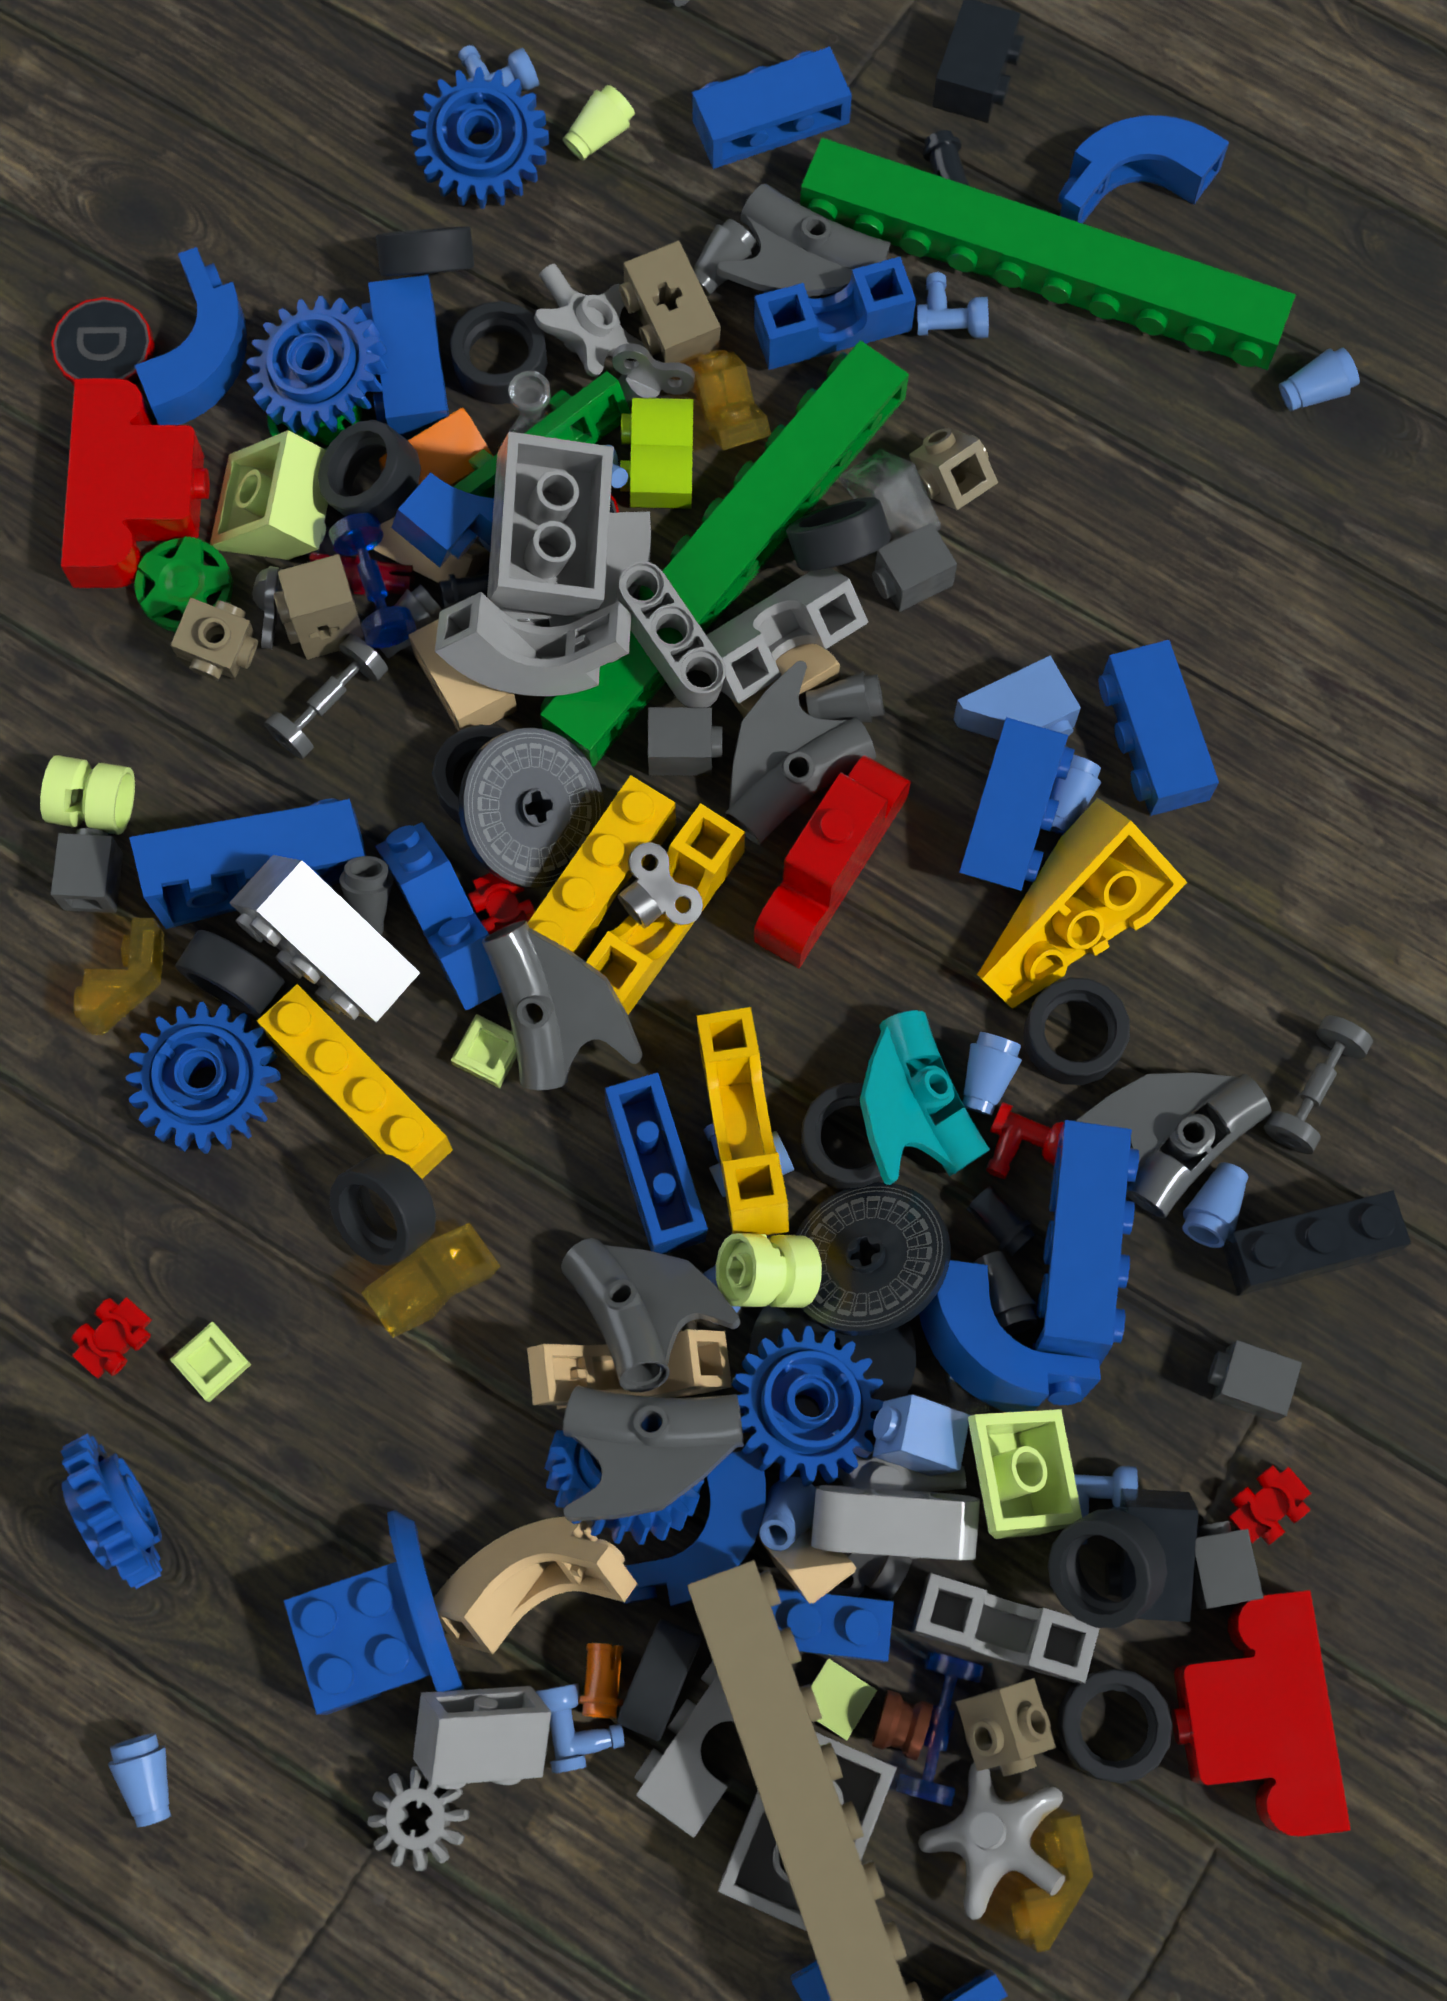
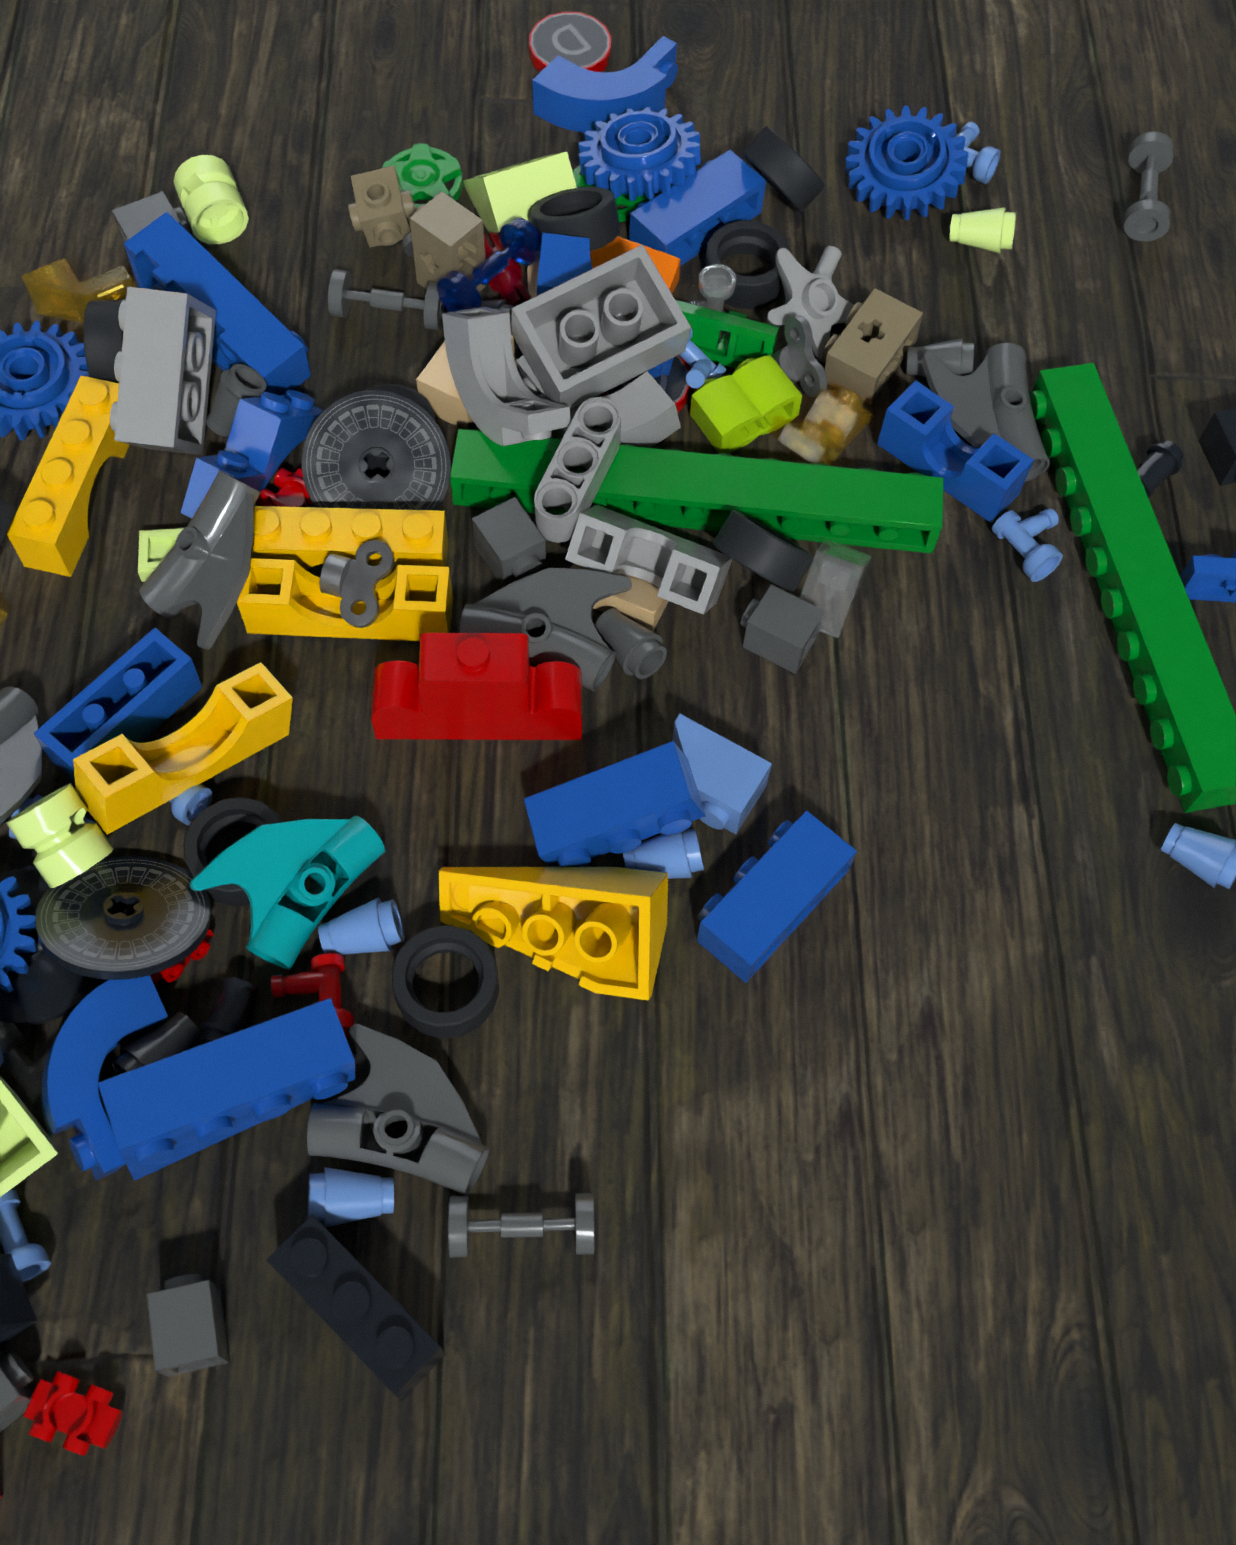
camera: 55 degrees right, 10 degrees down
(125, 483) = (469, 104): red brick -> none
(771, 107) = (1094, 326): blue brick -> none
(953, 467) = (880, 621): dark tan brick -> none

